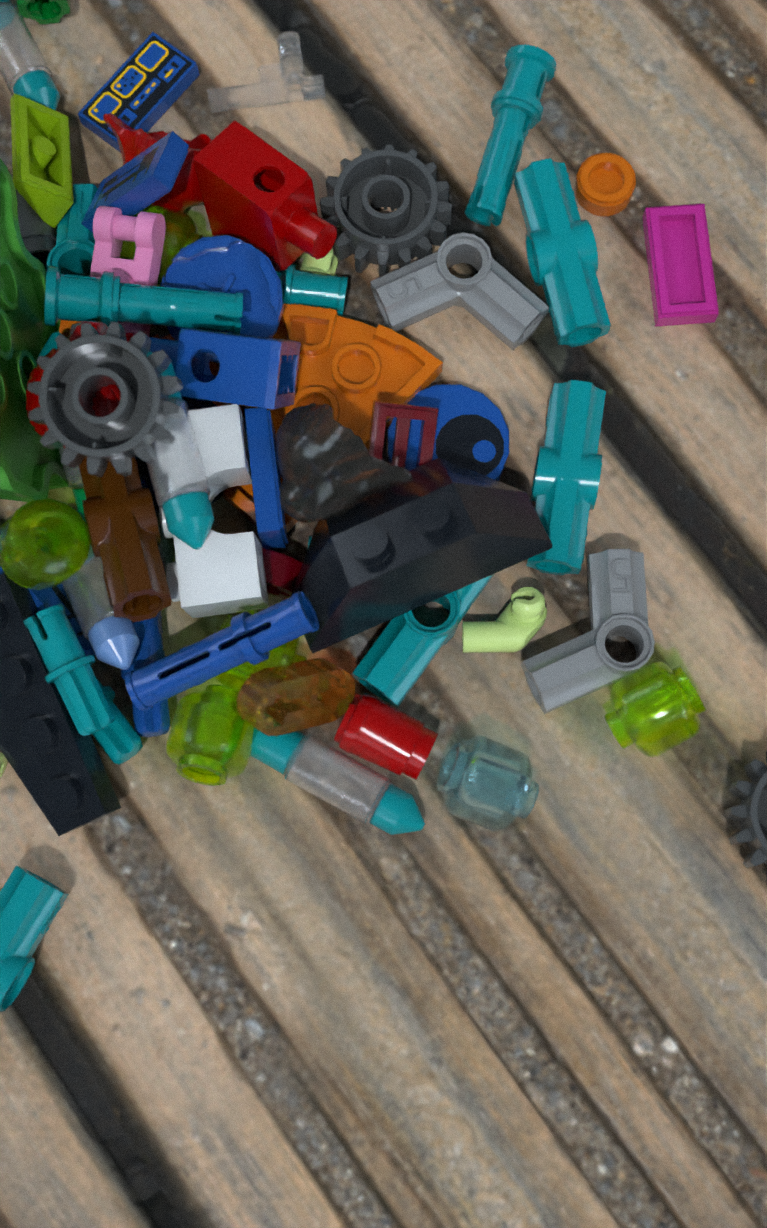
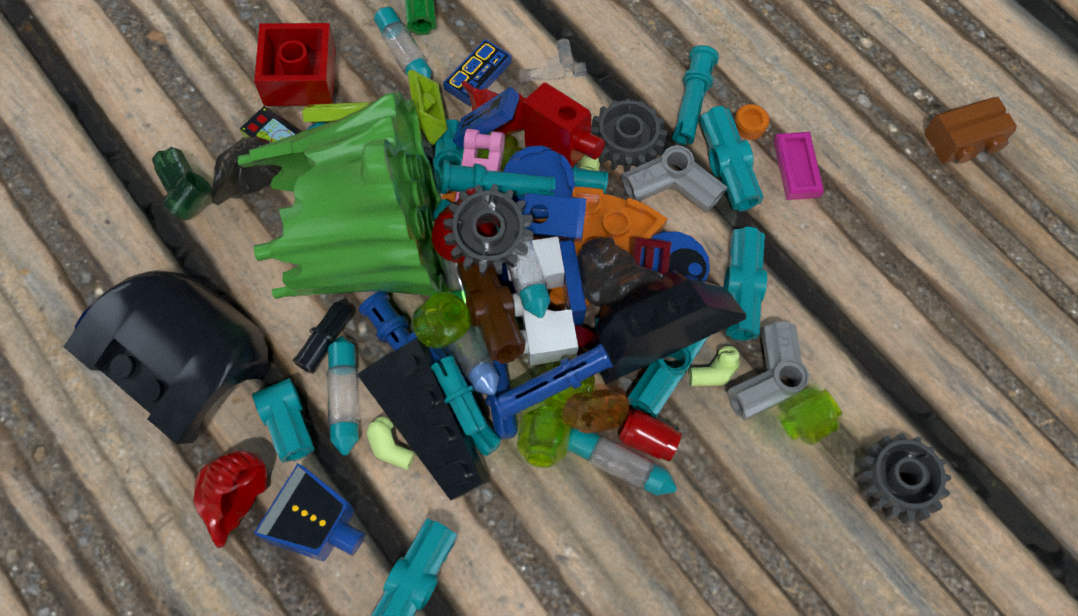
camera: 10 degrees left, 10 degrees down
(487, 783) = (714, 461): clear light blue head -> none

